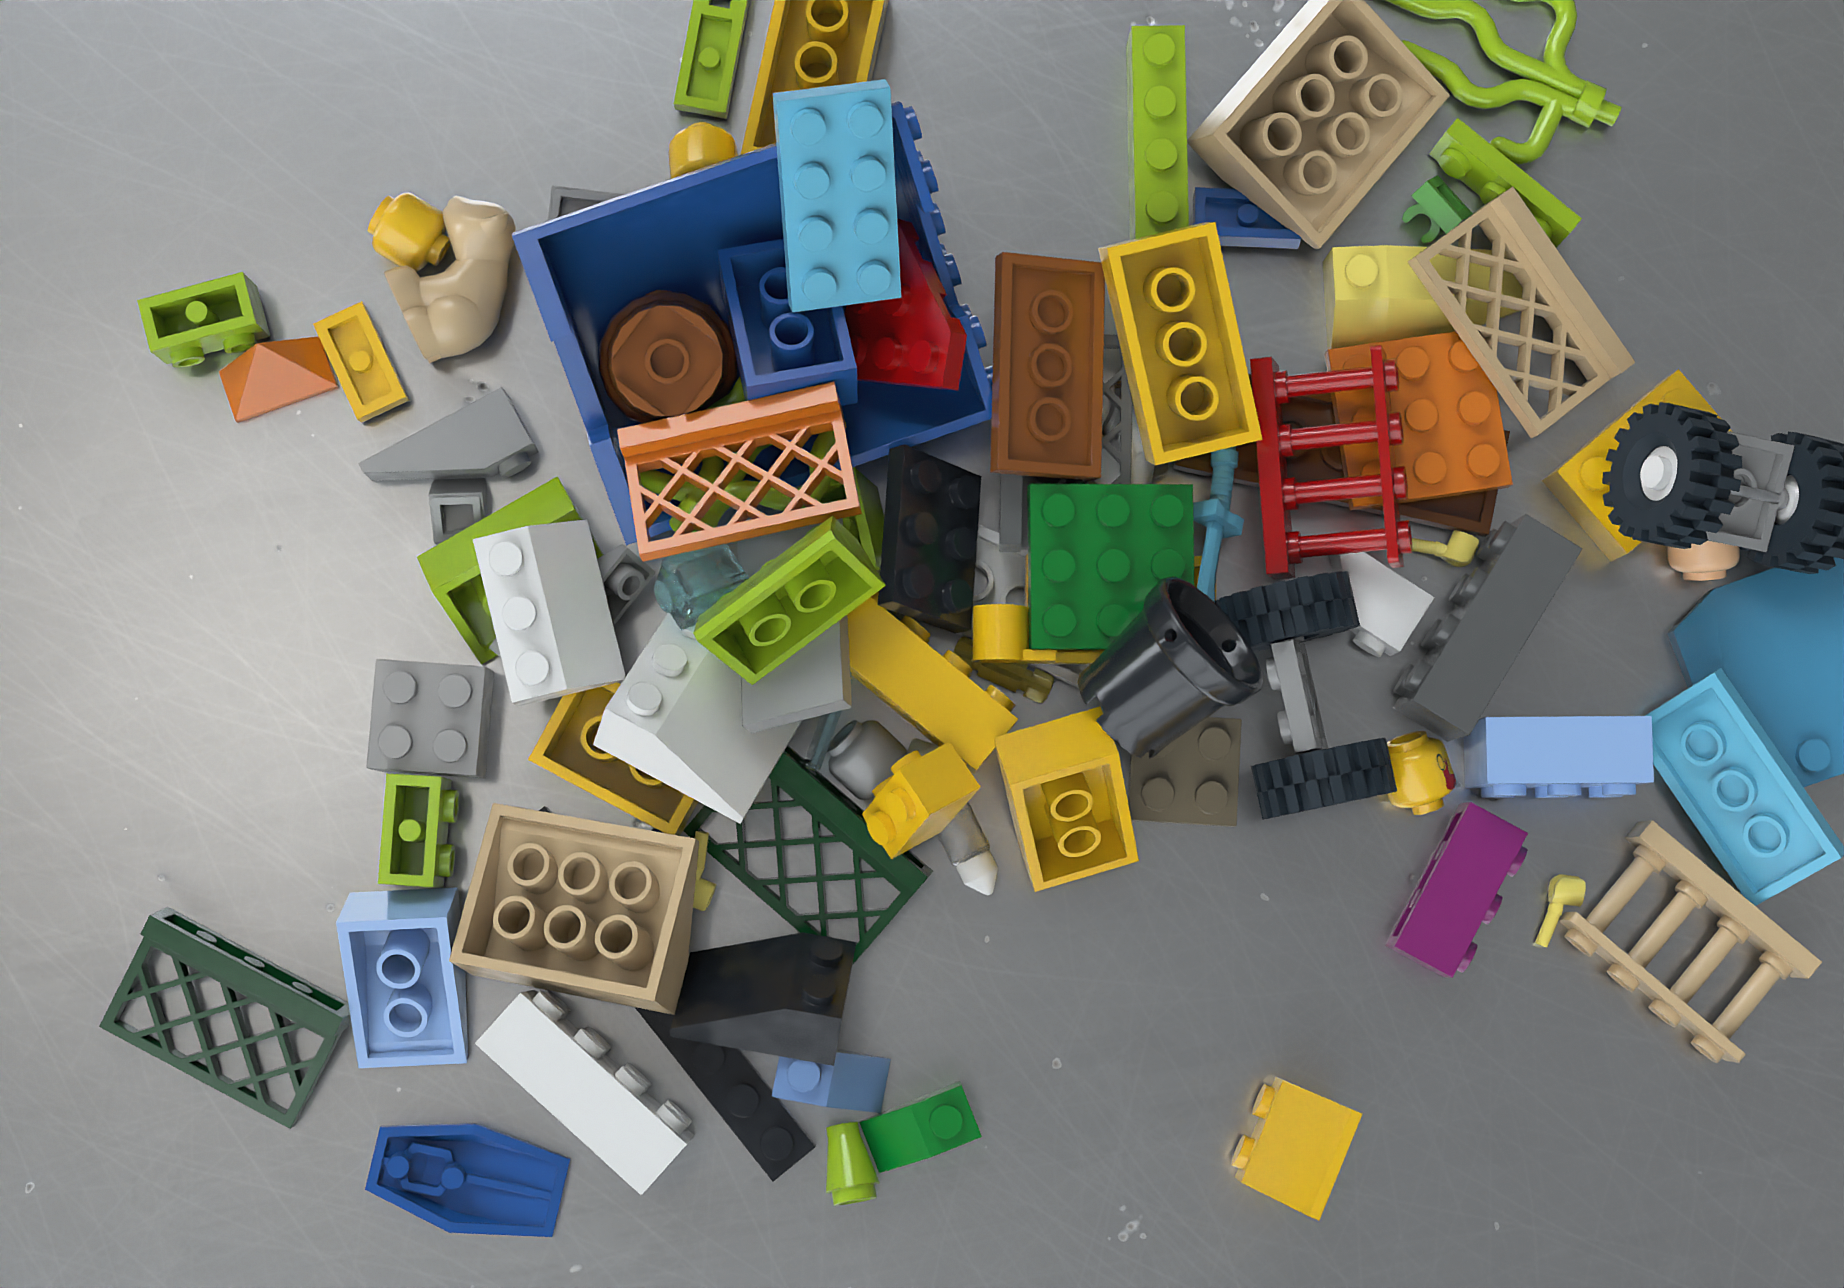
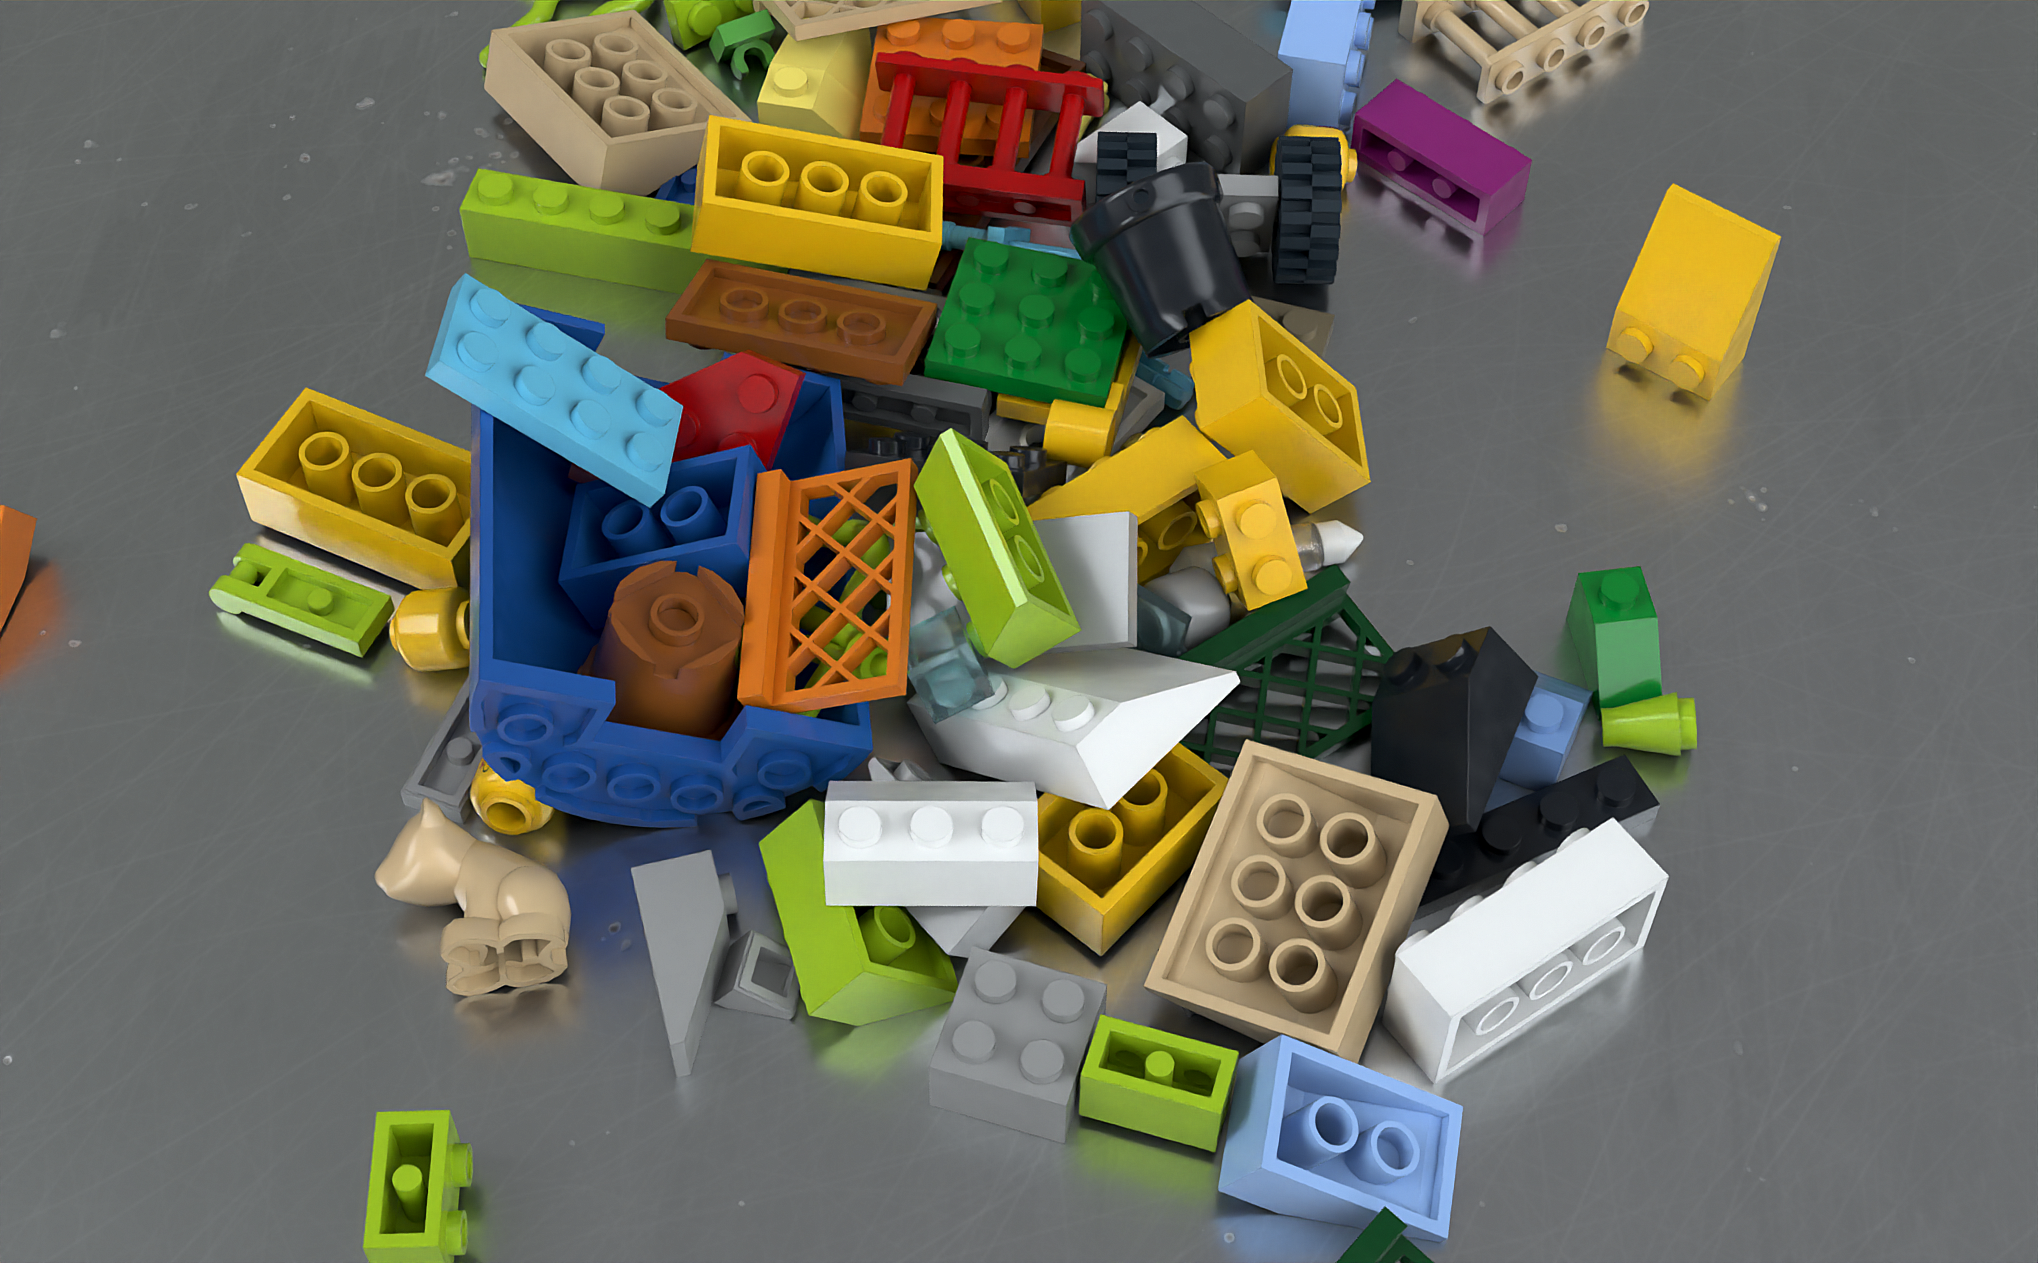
camera: 70 degrees left, 30 degrees down
(276, 376) = (519, 1154): orange slope -> none
(361, 362) = (537, 1040): yellow plate -> none
(409, 232) = (395, 944): yellow head -> none
(469, 1178) = (1609, 1136): blue piece -> none
(1561, 891) = (1458, 89): light yellow hand -> none

